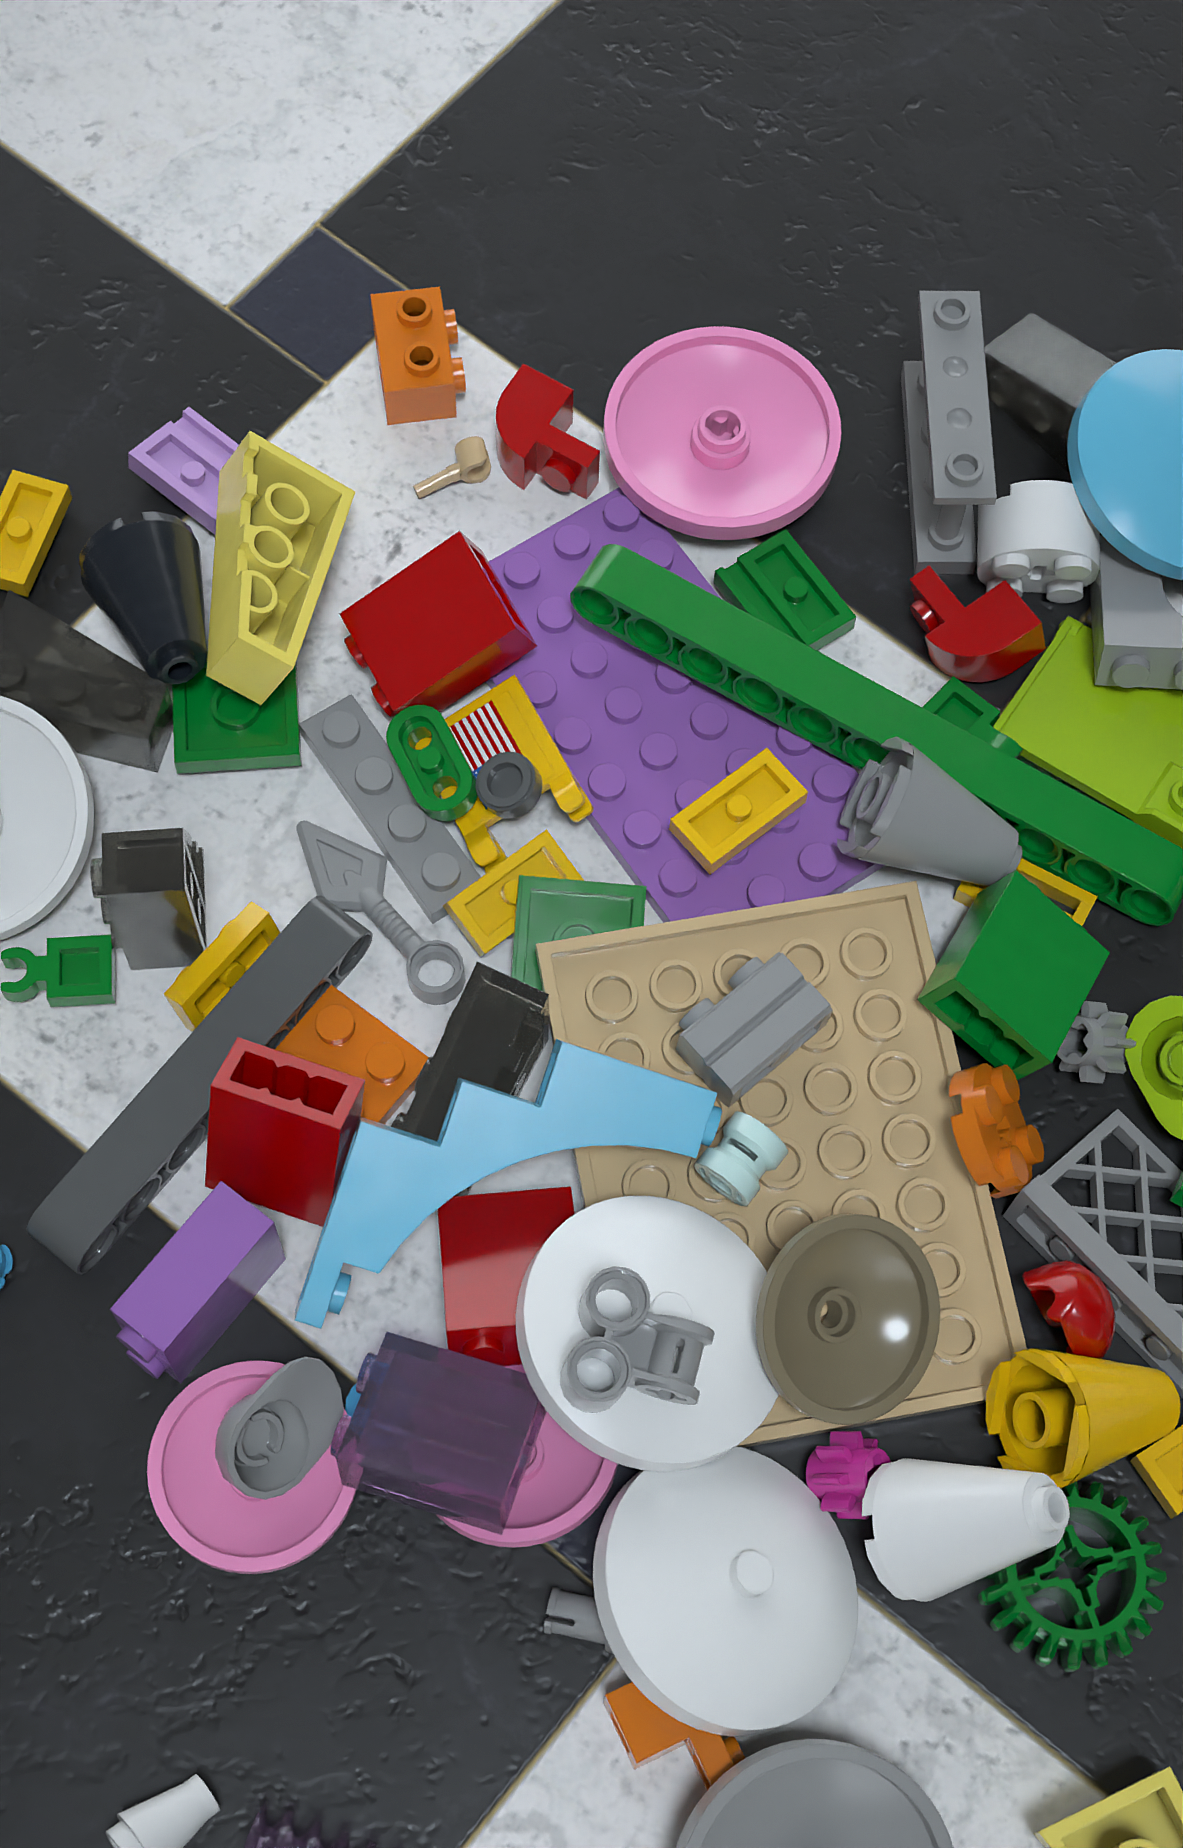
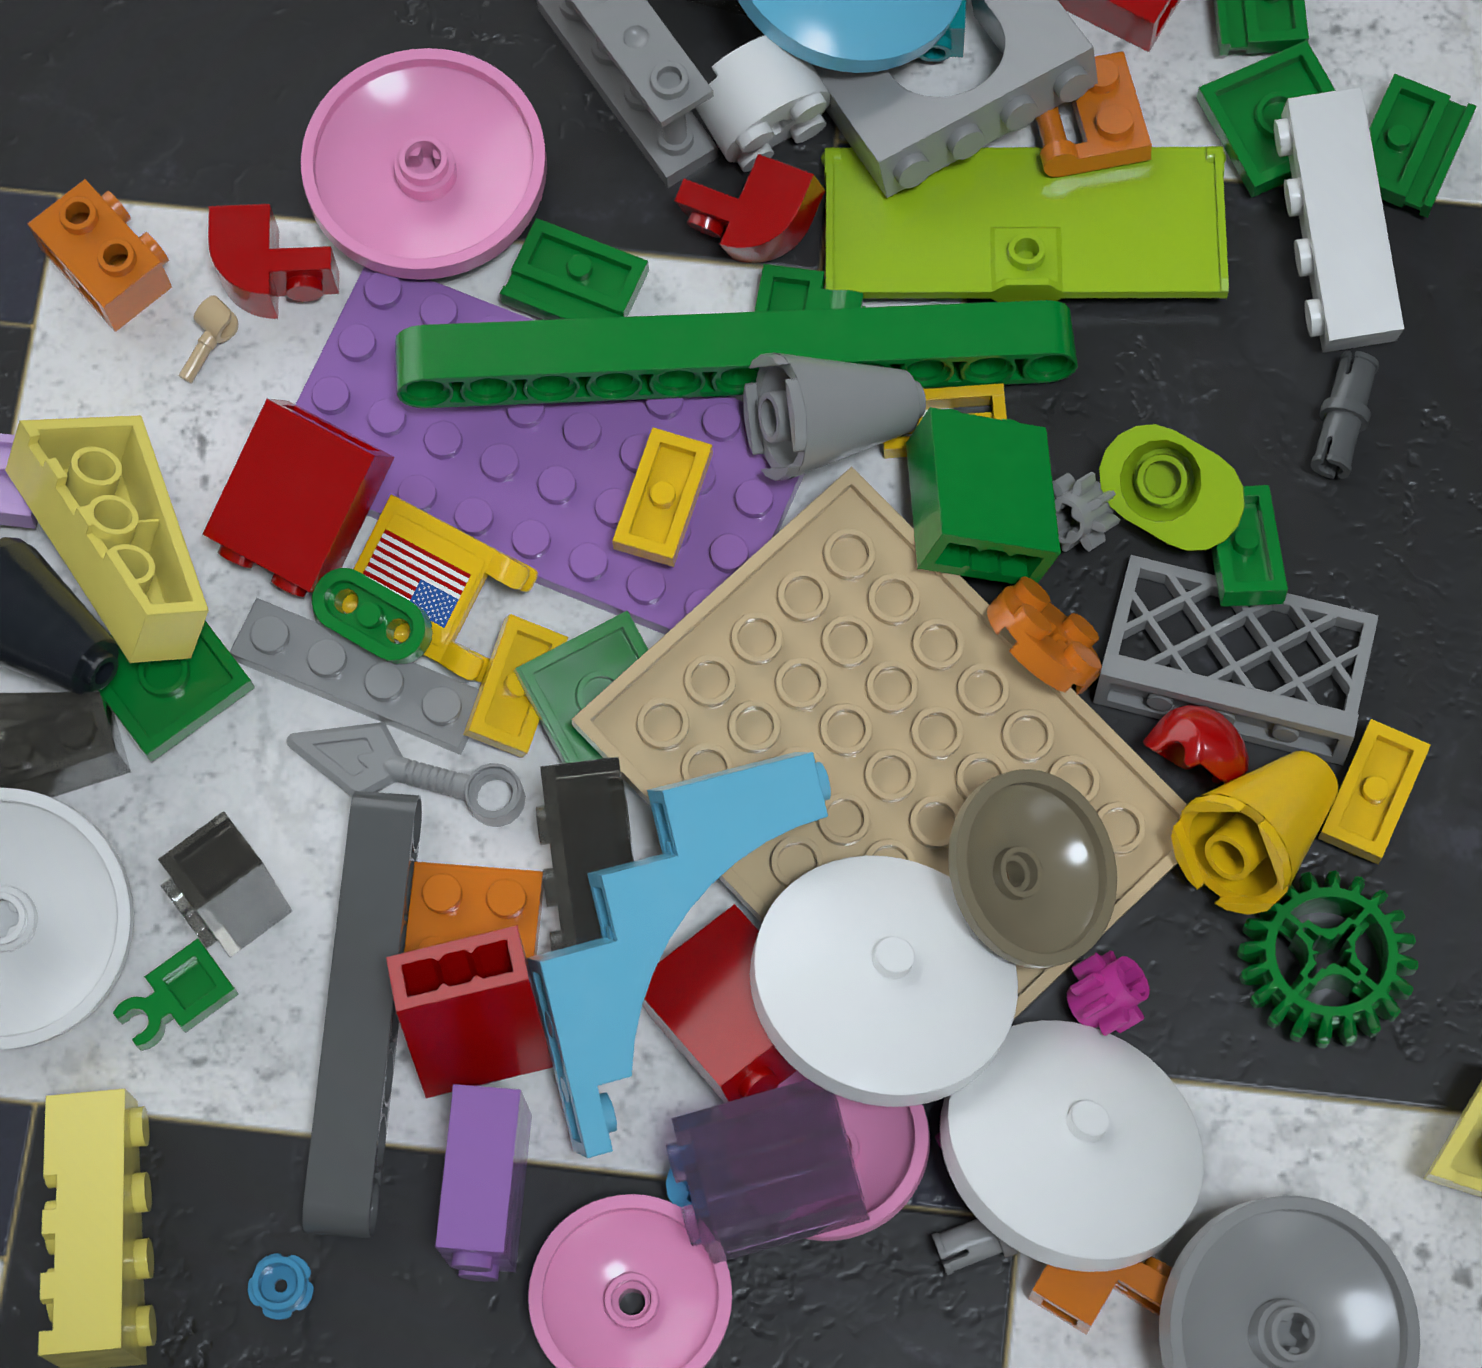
camera: 25 degrees left, 5 degrees up
(221, 965) = (312, 922): yellow plate -> none
(280, 1430) = (639, 1255): light grey cap -> none
(509, 785) = (452, 595): dark grey tile -> none
(636, 1348) = (898, 1001): light grey piece -> none
(741, 1158) = (861, 792): light aqua wheel -> none
(751, 1027) = (800, 677): light grey brick -> none
(956, 1523) = (1219, 976): white cone -> none

